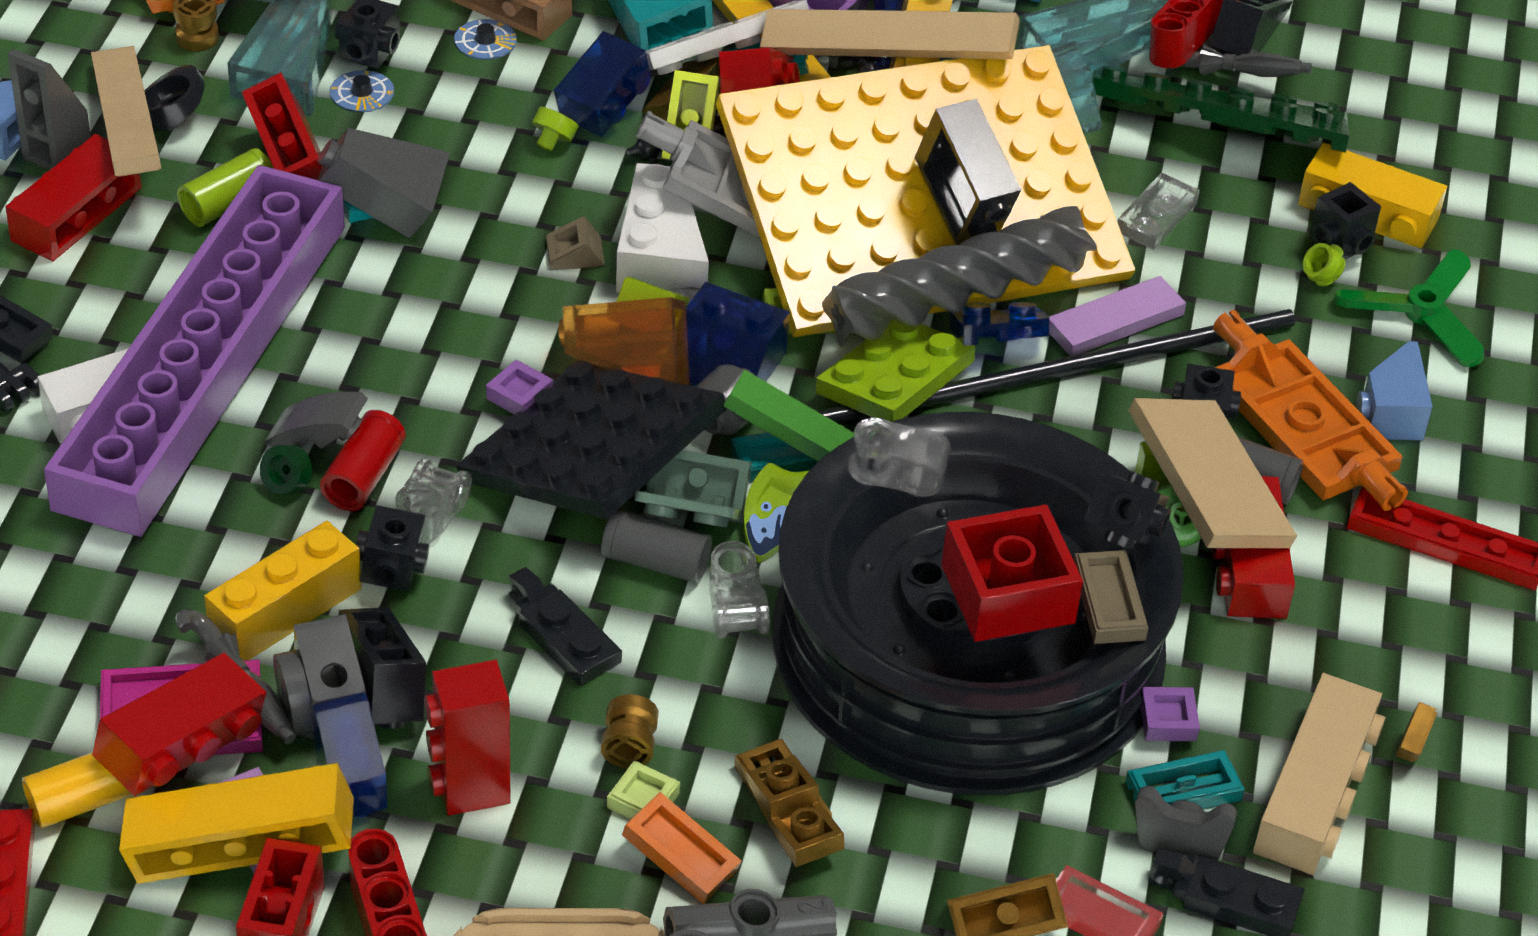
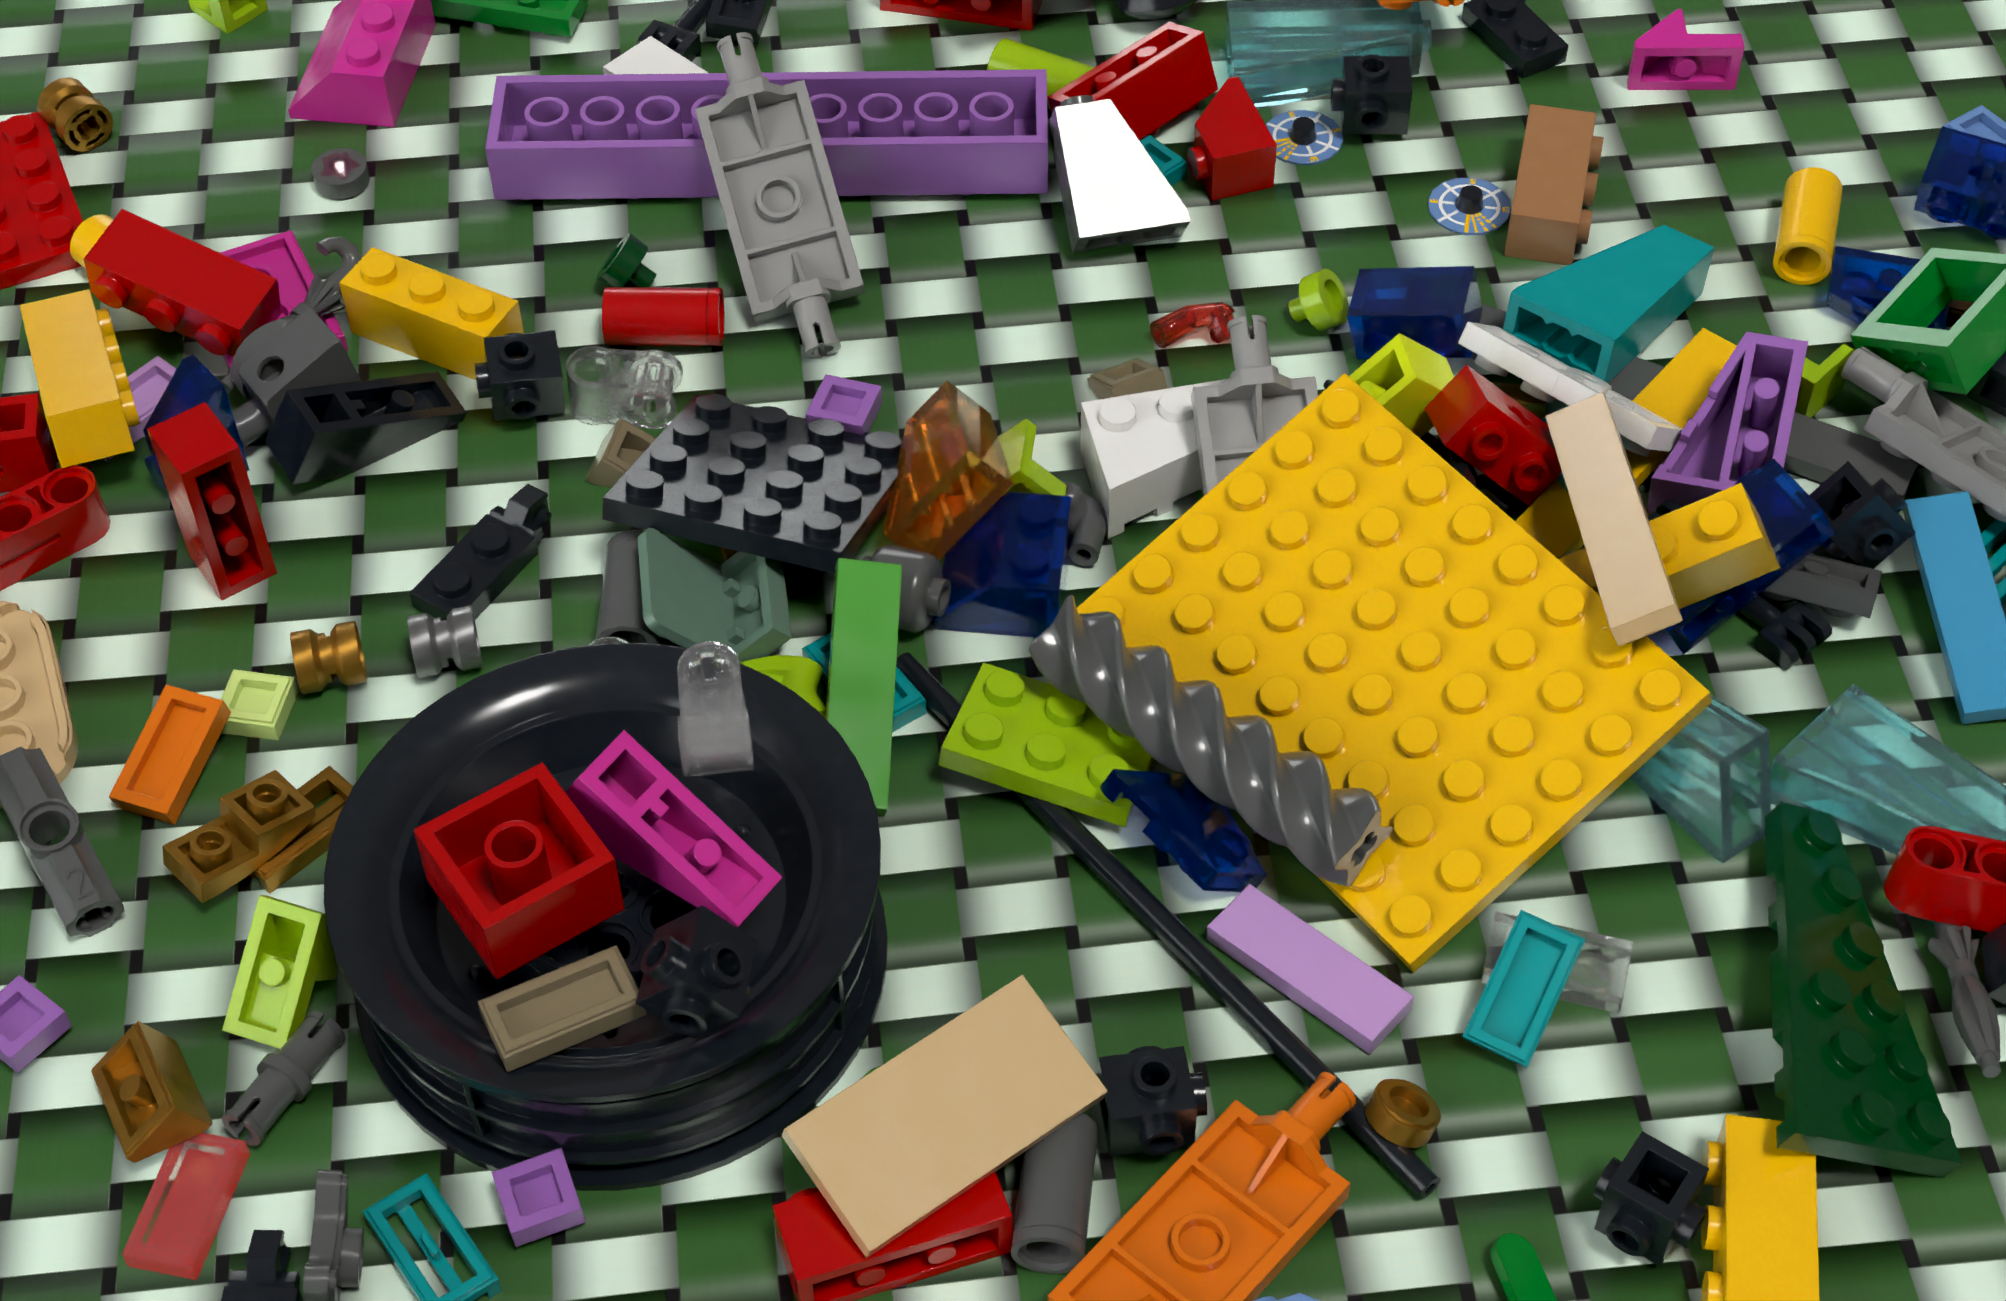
camera: 75 degrees right, 5 degrees up
(40, 627) = (340, 173): none -> dark grey tile
(304, 342) = (779, 198): none -> light grey plate
(319, 419) = (694, 260): dark grey slope -> none
(360, 108) = (1232, 145): none -> red slope
(494, 526) = (618, 453): none -> dark tan slope
(526, 195) = (1191, 320): none -> clear red arm
(647, 660) = (440, 642): none -> flat silver wheel
(936, 800) = (278, 970): none -> lime slope
(967, 171) = (1353, 664): window -> none
(987, 491) = (669, 833): none -> dark pink slope
(1020, 832) = (283, 1078): none -> dark grey pin
(1180, 224) = (1523, 988): none -> teal tile
(1248, 305) = (1402, 1113): none -> pearl gold tile
(1324, 263) = (1562, 1202): lime plate -> none

